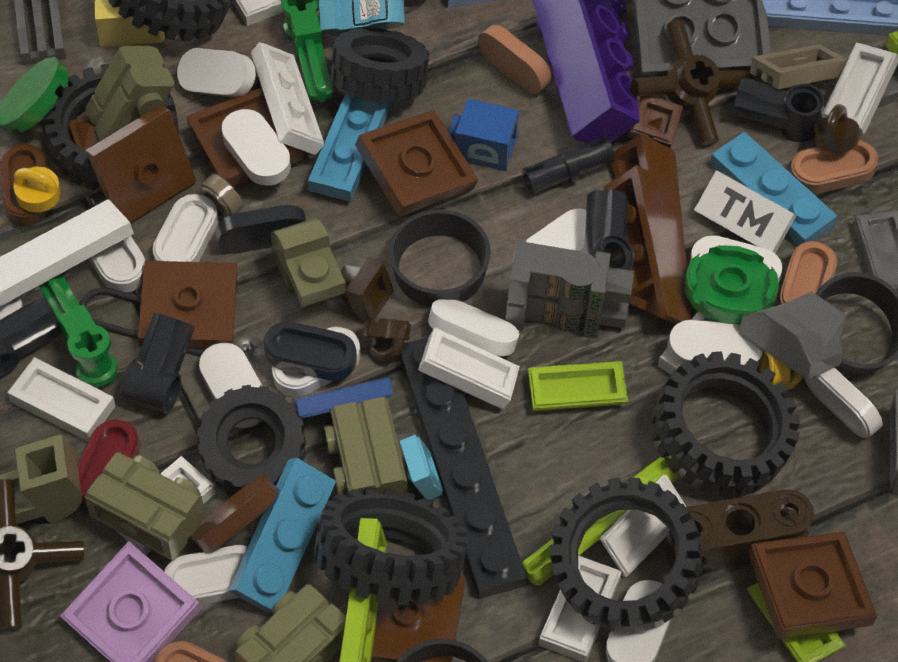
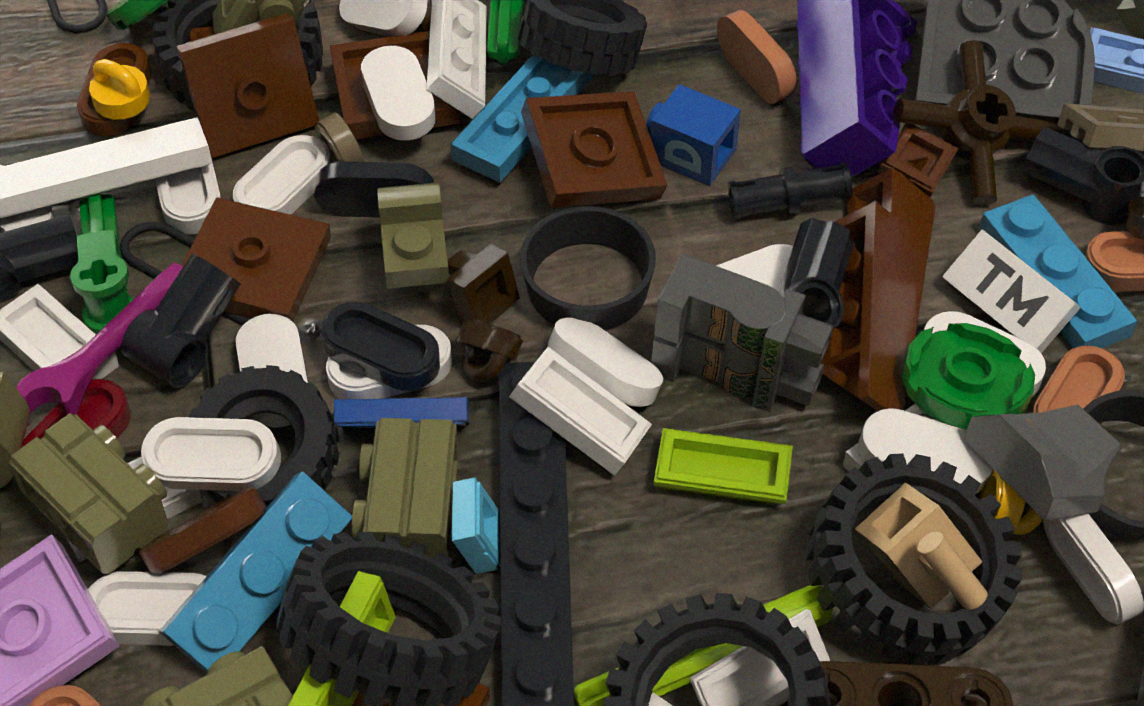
camera: 15 degrees right, 5 degrees down
(91, 424) = (69, 378): none -> magenta piece
(224, 458) = (211, 453): none -> white tile
(731, 416) = (923, 549): none -> tan brick

